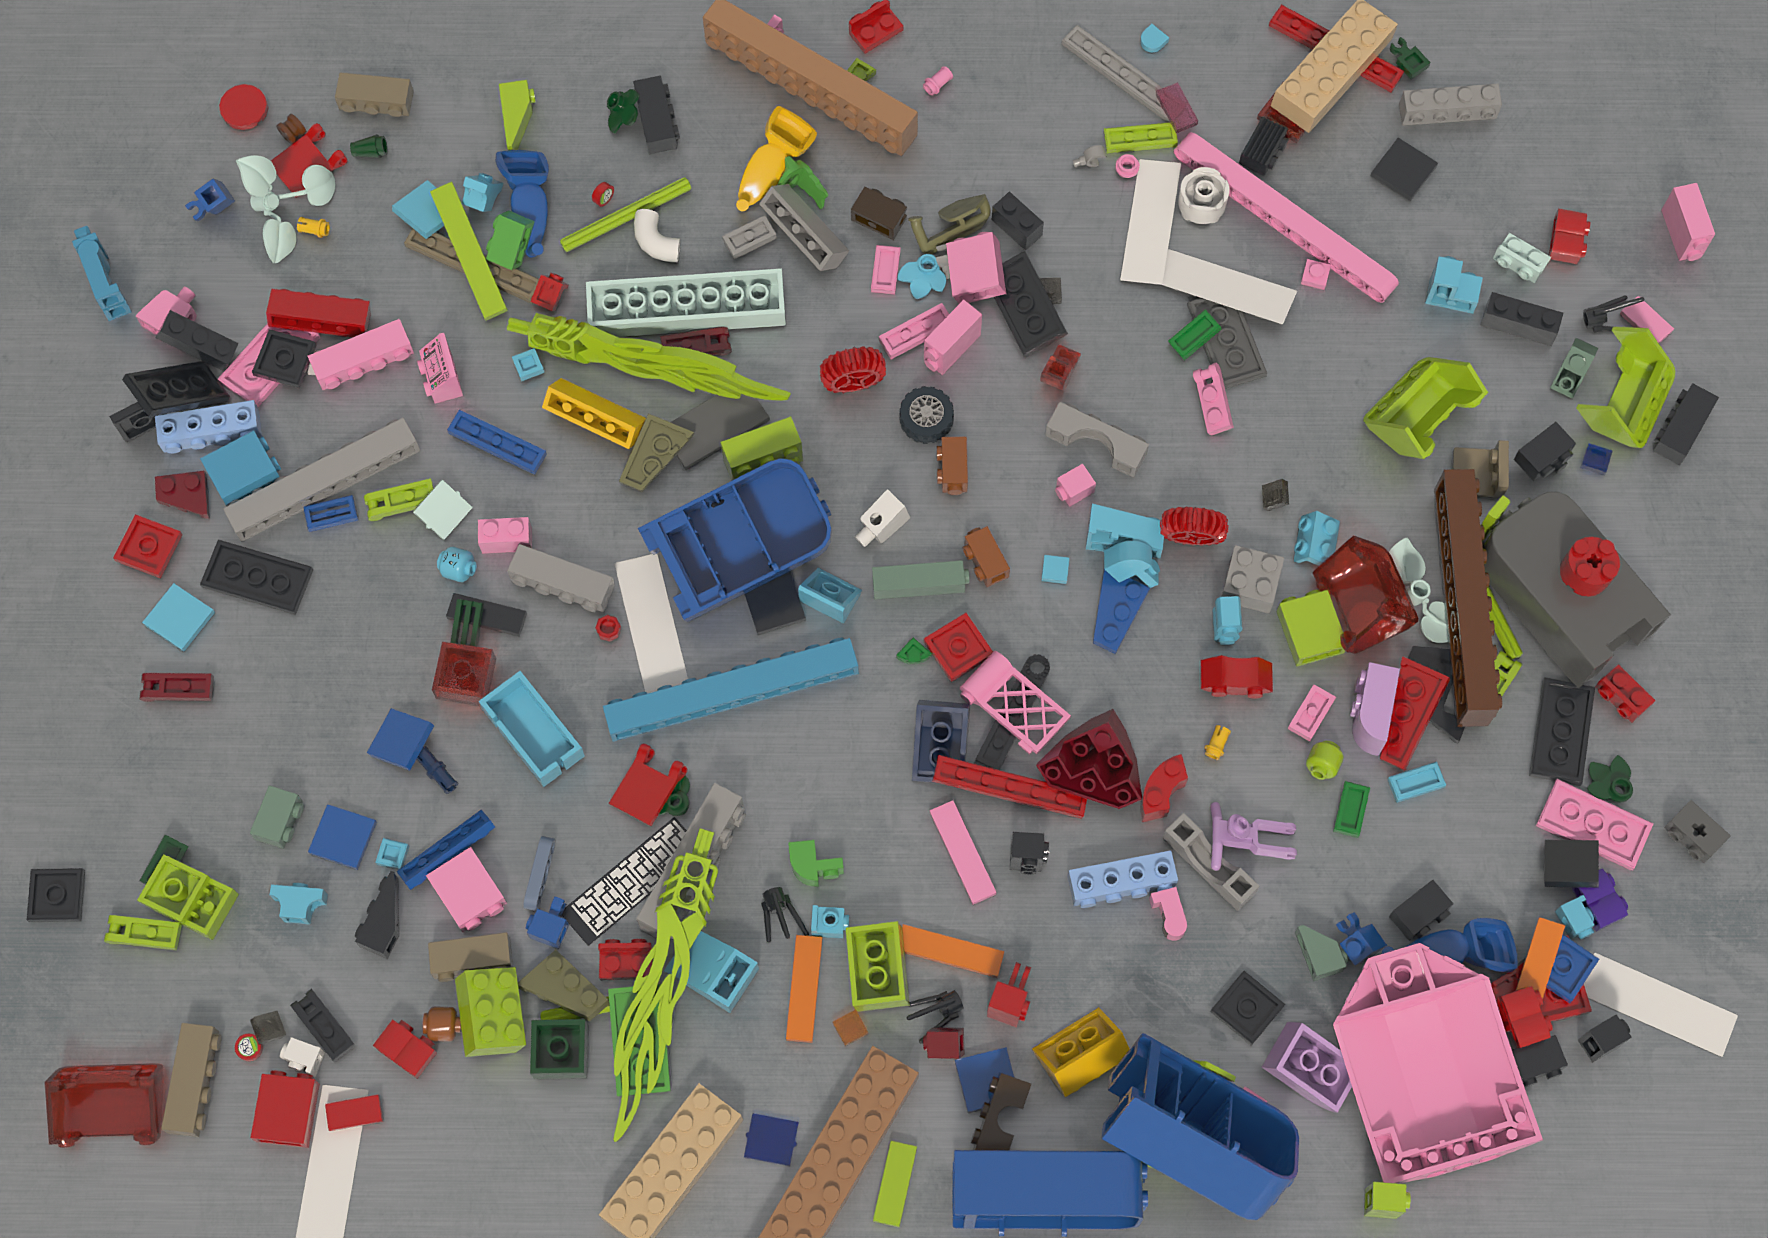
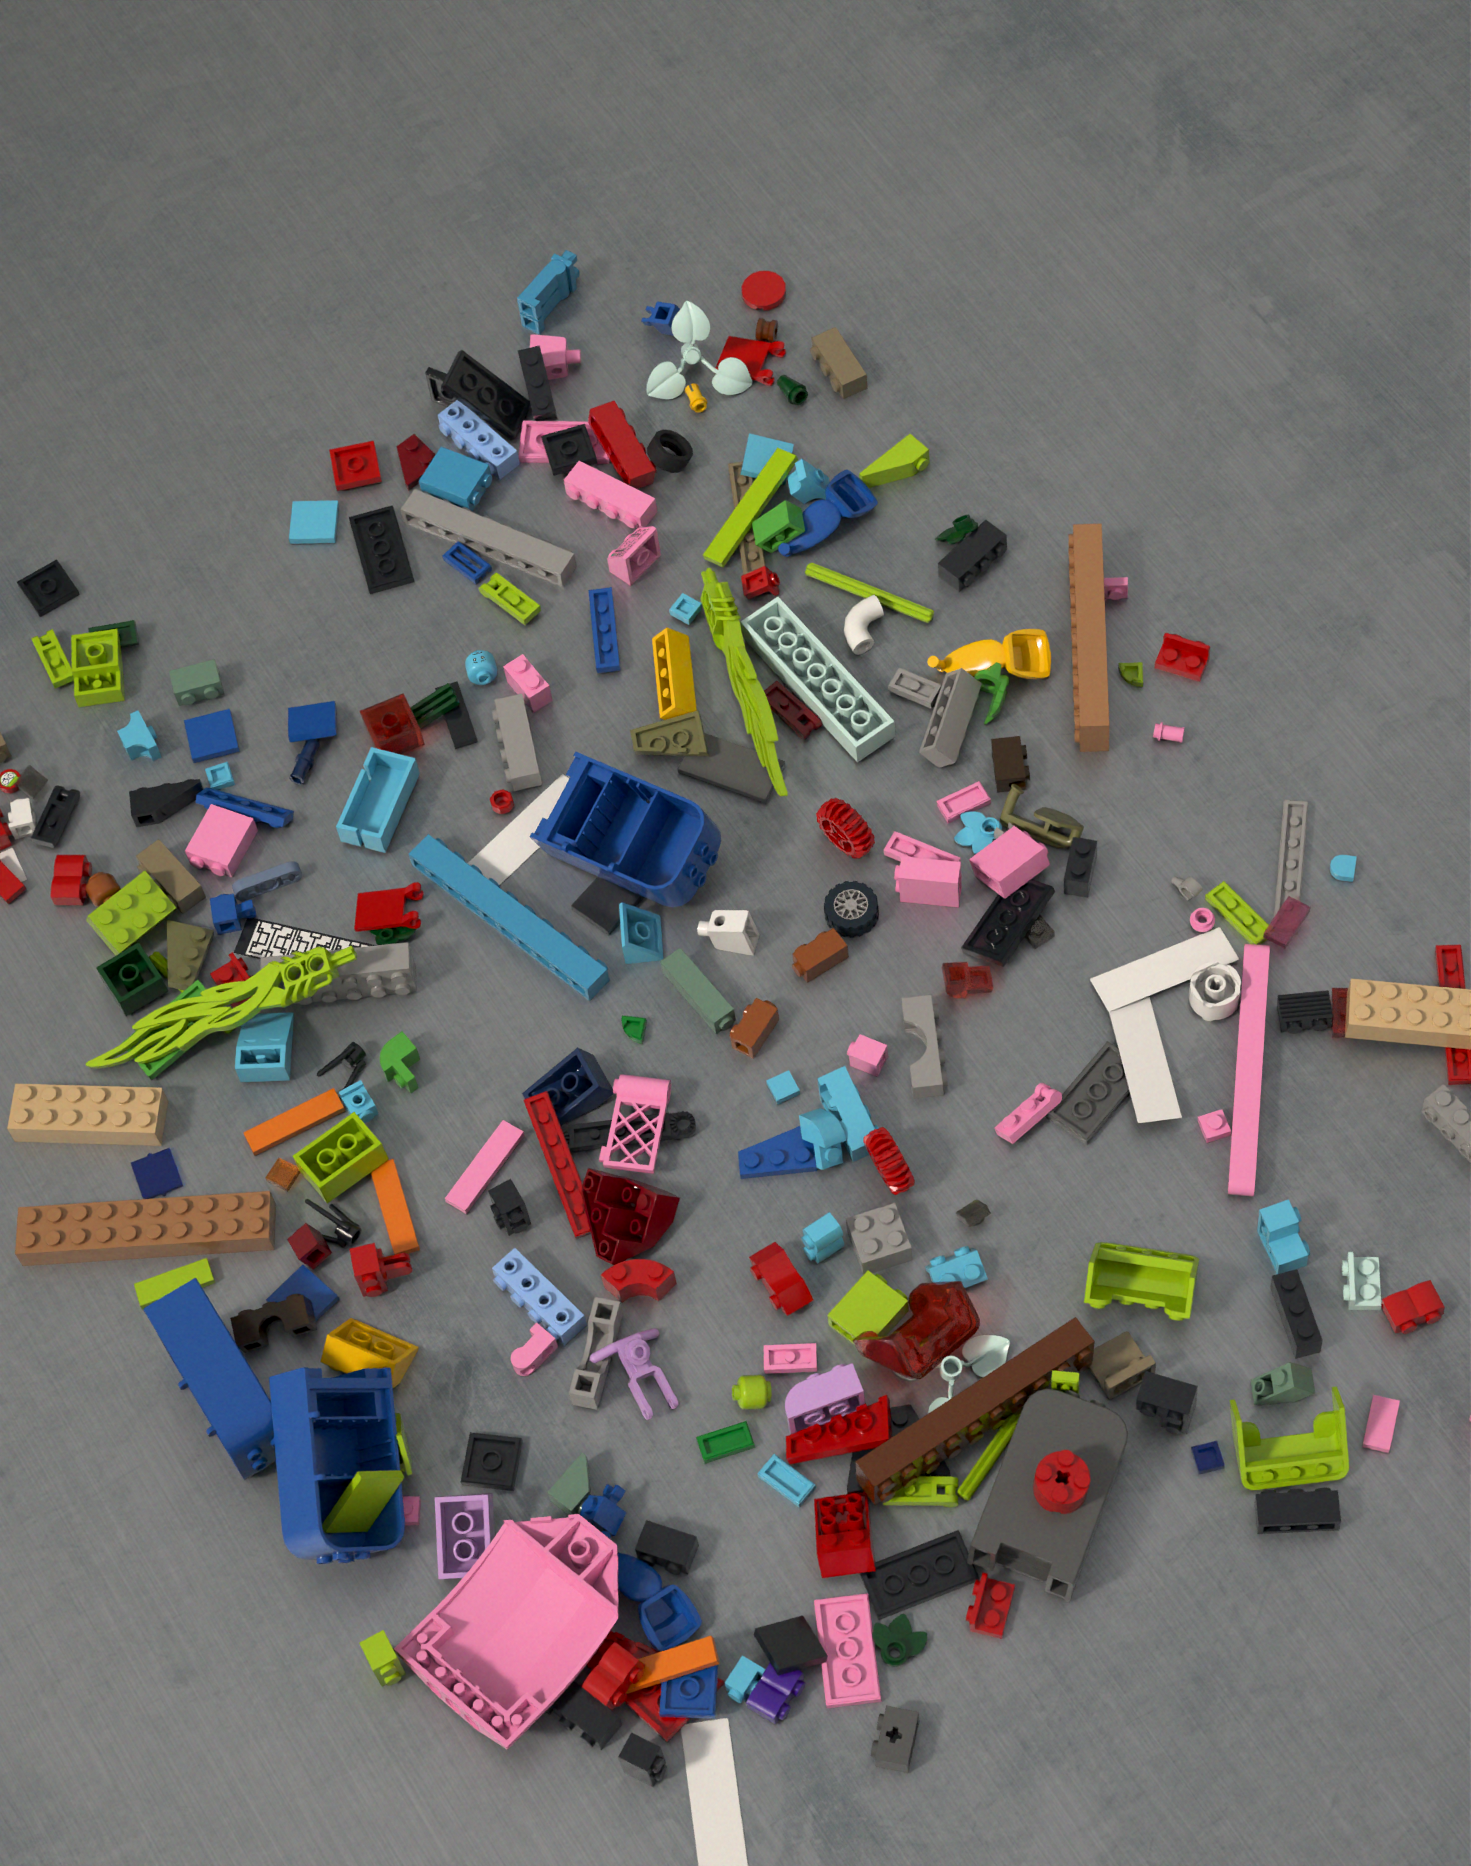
camera: 65 degrees right, 10 degrees down
(177, 686) = (257, 556): dark red plate -> none
(367, 284) = (663, 458): none -> black tyre
(442, 509) = (520, 630): light aqua piece -> none
(602, 194) = (873, 565): red tile -> none
(761, 446) = (730, 809): lime brick -> none
(958, 647) = (660, 1055): red plate -> none
(1194, 335) = (1078, 1063): green tile -> none
(1217, 742) = (712, 1300): yellow pin -> none
(1241, 1118) = (362, 1501): none -> lime tile
(1404, 169) = (1376, 1137): black tile -> none
(1496, 764) = (844, 1535): none -> red slope
(1596, 316) = (1351, 1376): black plant -> none

